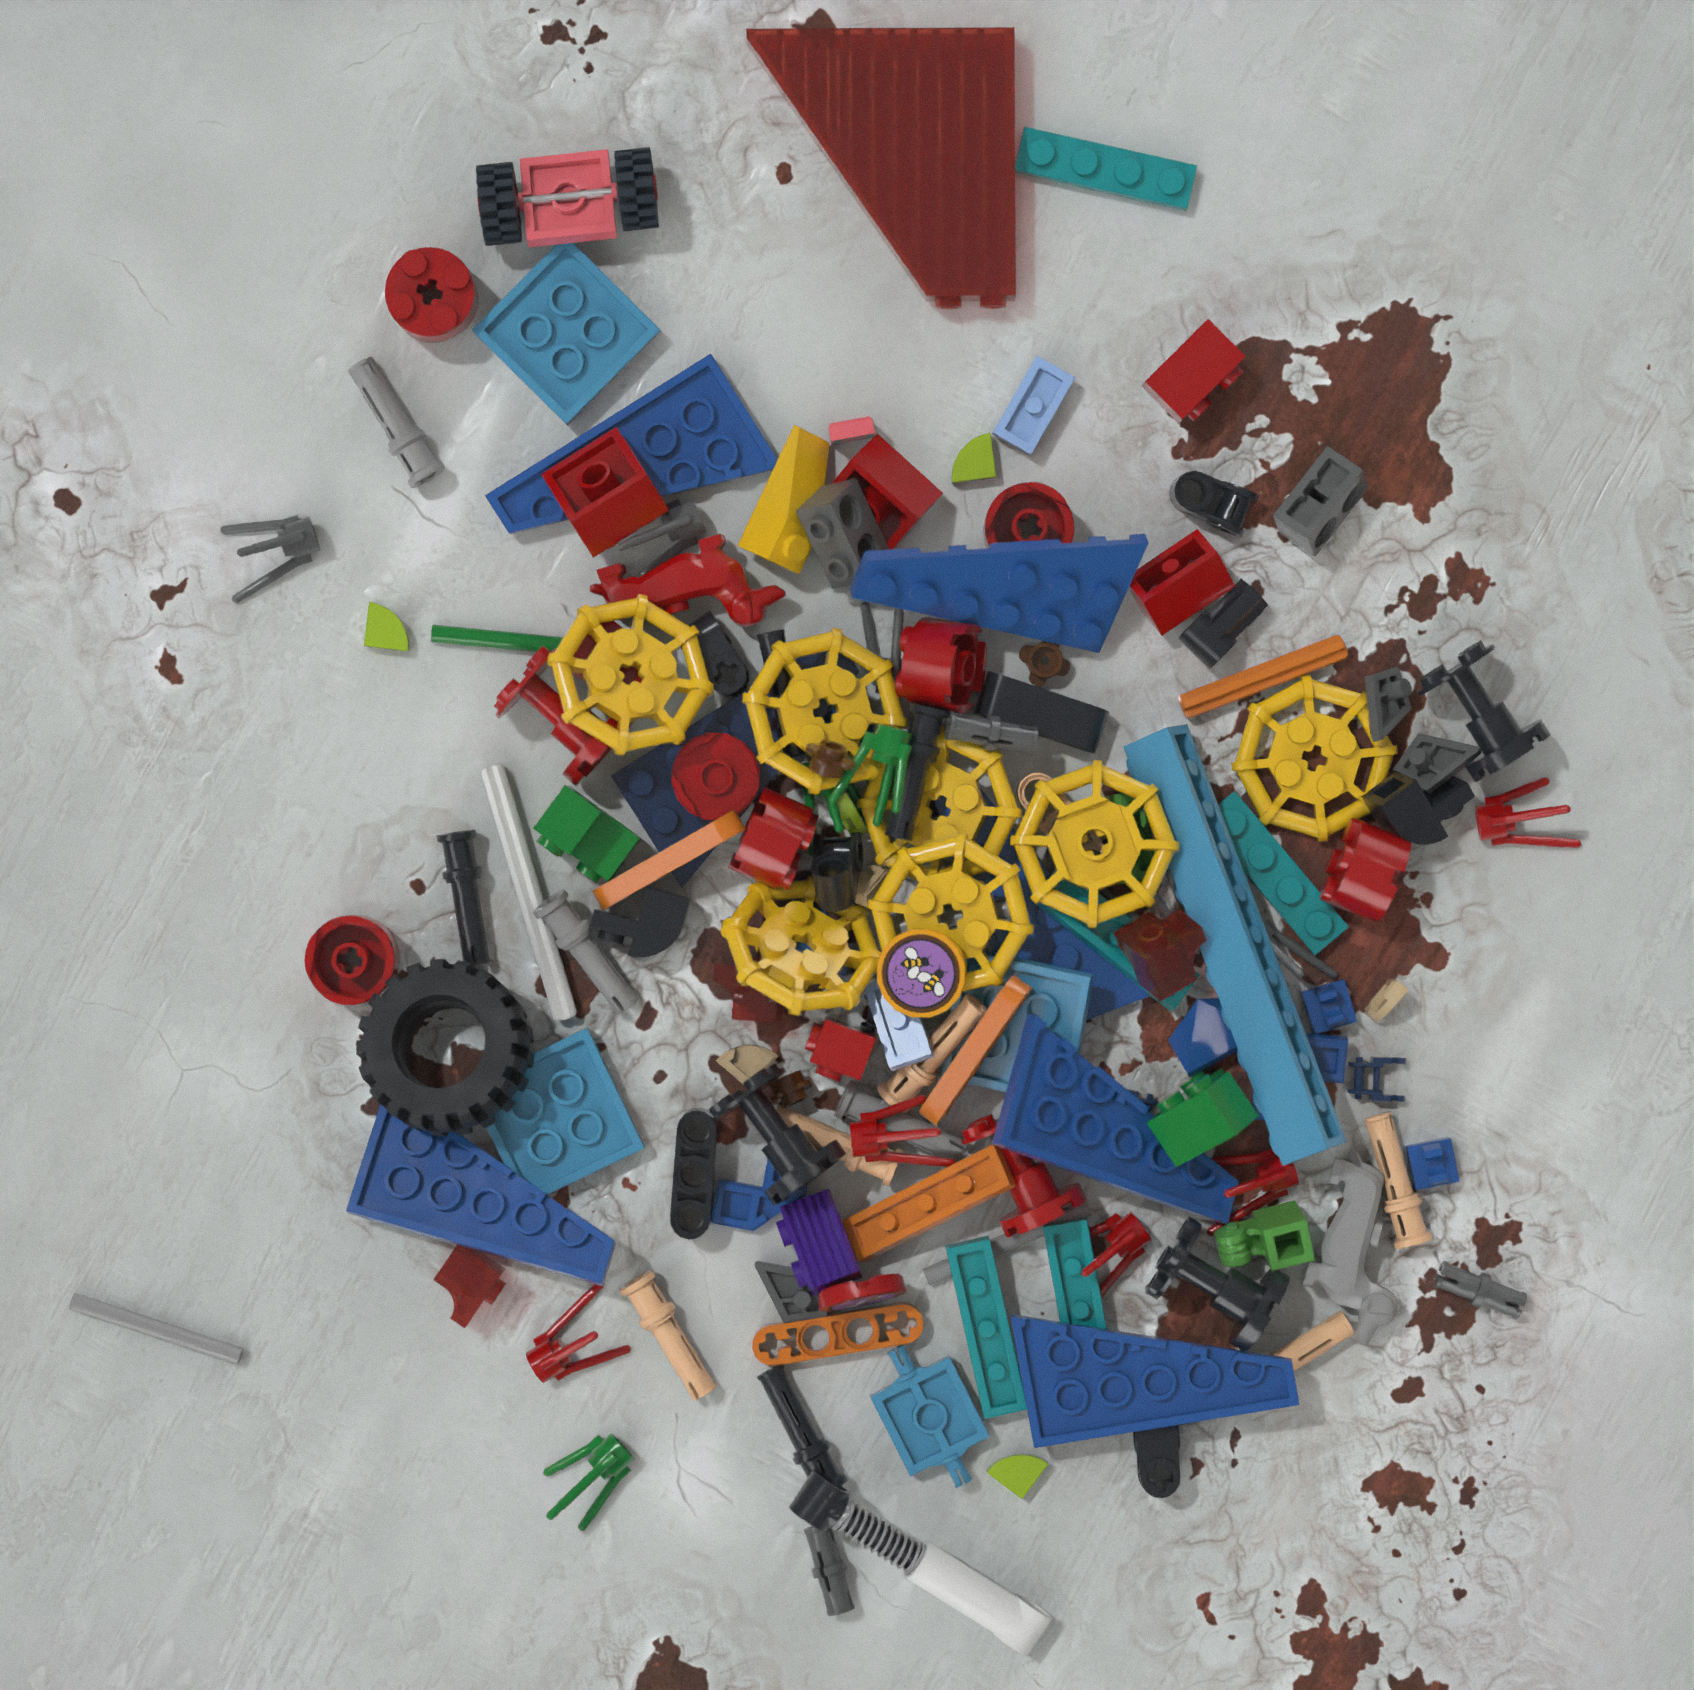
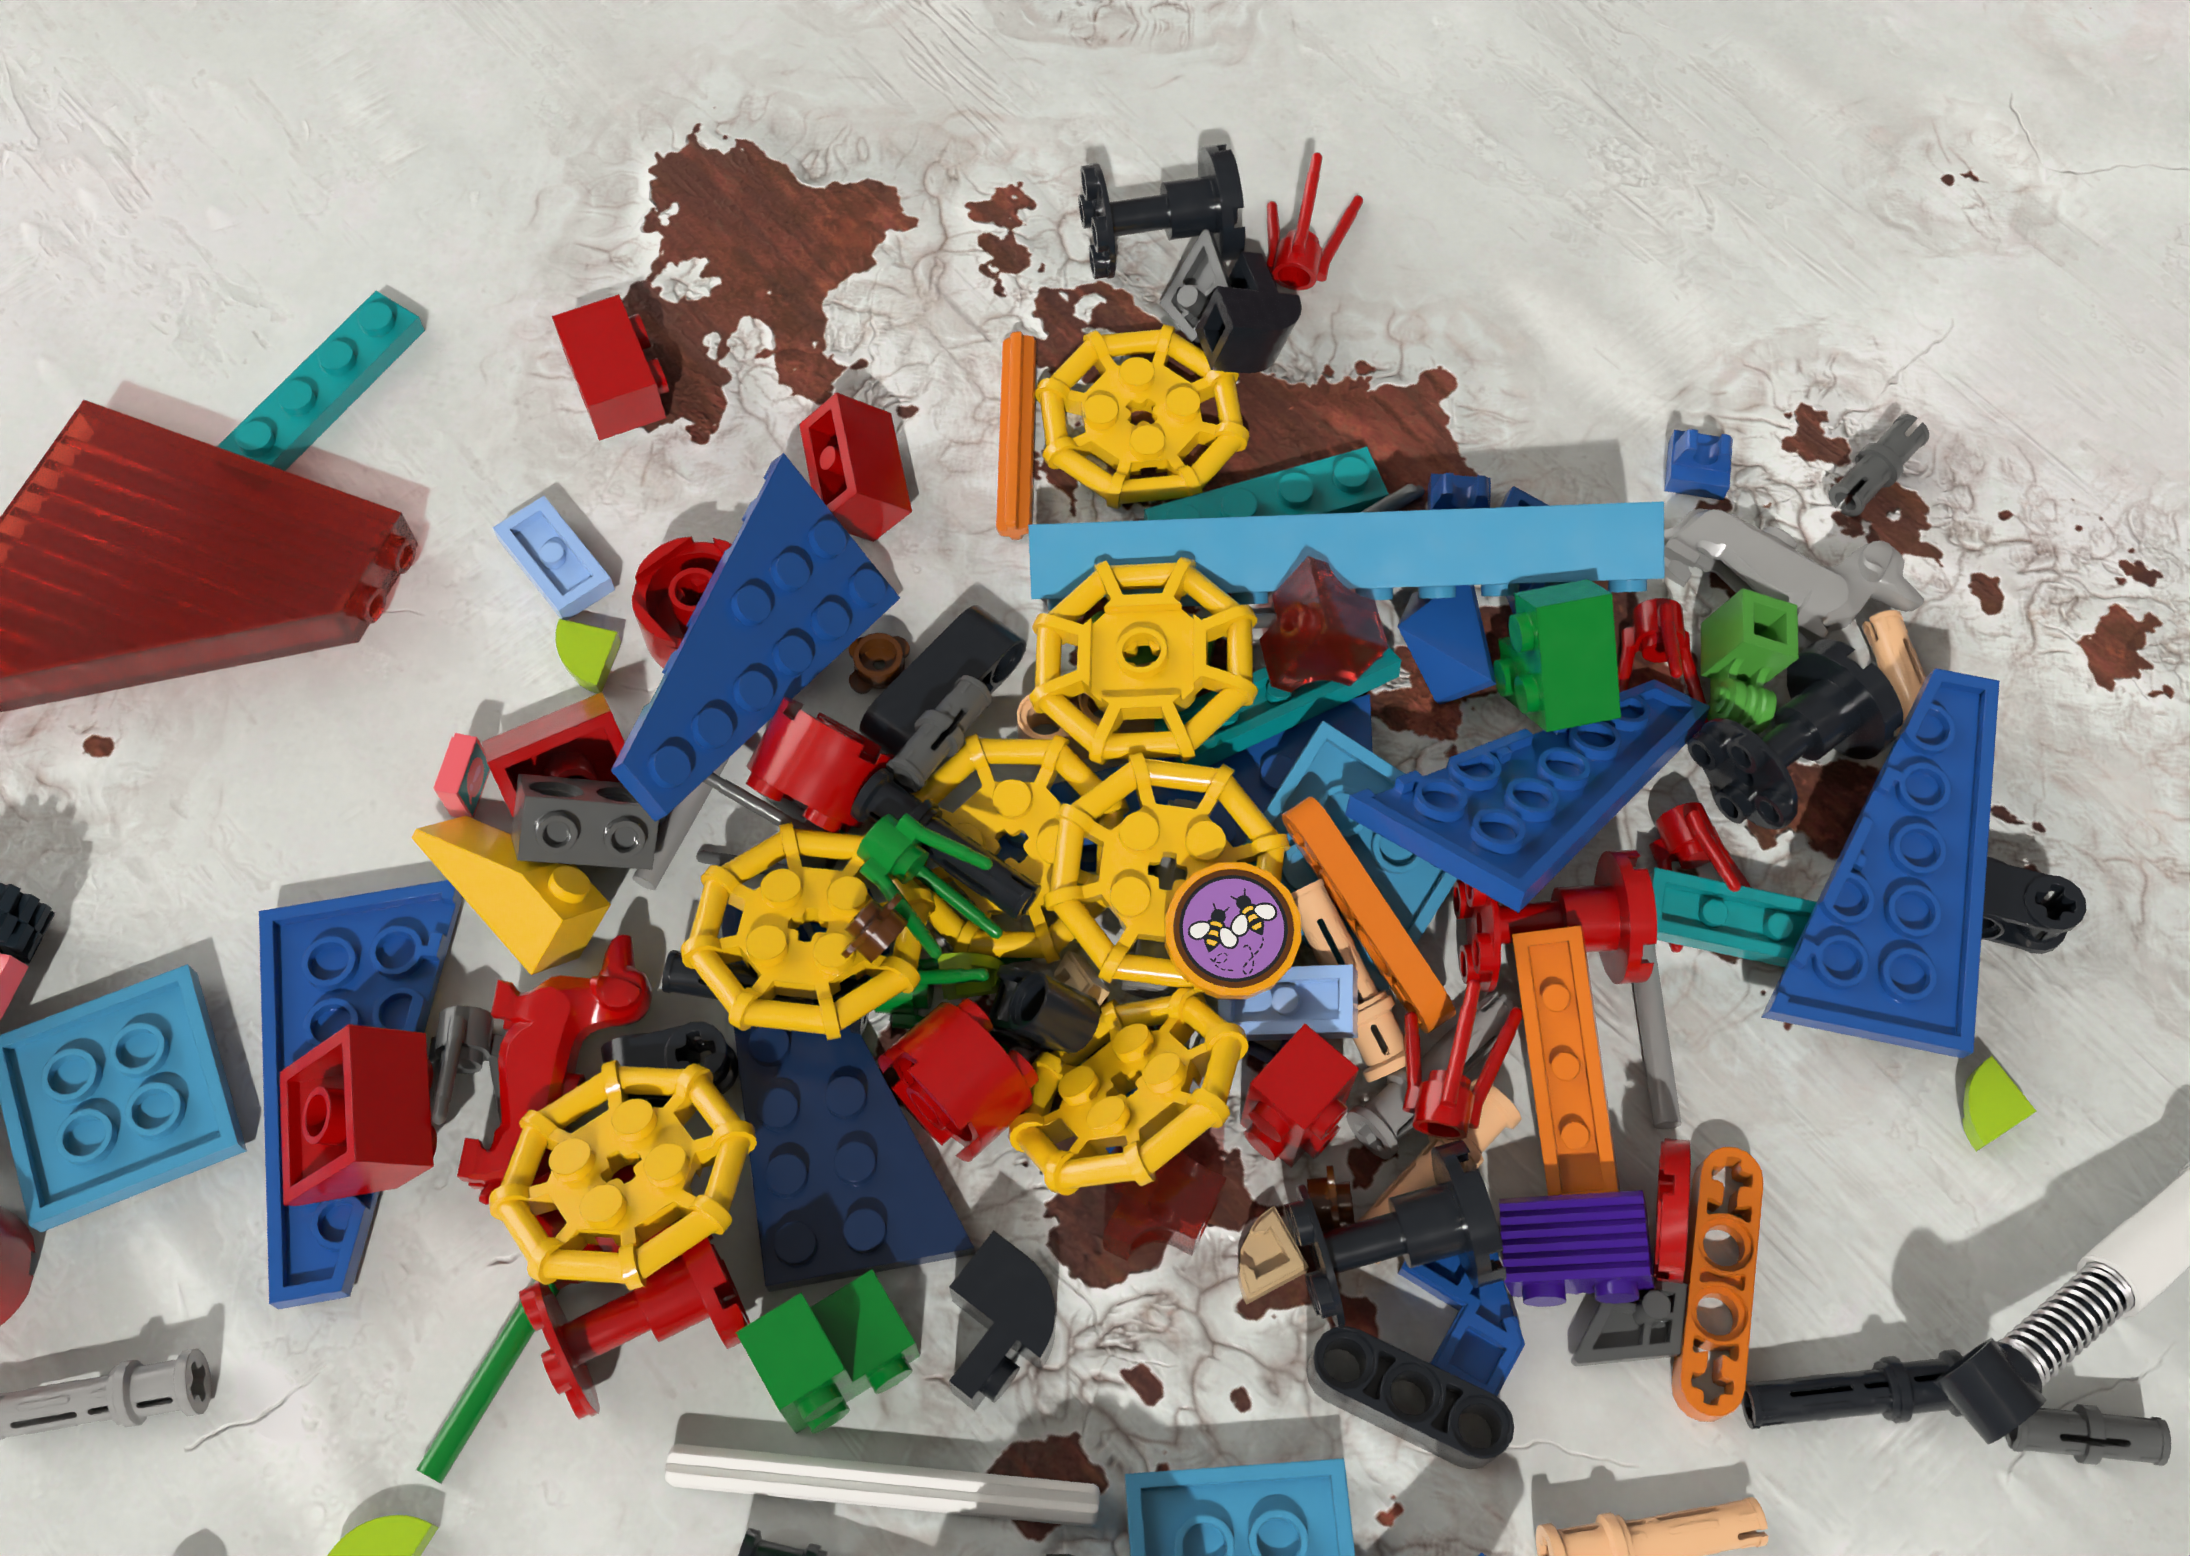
camera: 70 degrees left, 25 degrees down
(575, 936) = (977, 1433): light grey pin -> none
(669, 860) = (923, 1240): orange beam -> none
(715, 775) = (834, 1128): red tile -> none
(929, 1415) = (1880, 1193): dark azure plate -> none
(986, 1327) = (1769, 1061): teal plate -> none
(1215, 503) = (769, 408): black piece -> none
(1217, 629) = (933, 457): black piece -> none
(1321, 501) = (834, 290): dark grey brick -> none
(1365, 870) = (1306, 388): red brick -> none
(1374, 1094) = (1551, 478): dark blue piece -> none
(1385, 999) = (1473, 436): tan tile -> none
(1386, 701) = (1101, 315): dark grey piece -> none
(1401, 1200) = (1742, 502): light nougat pin -> none

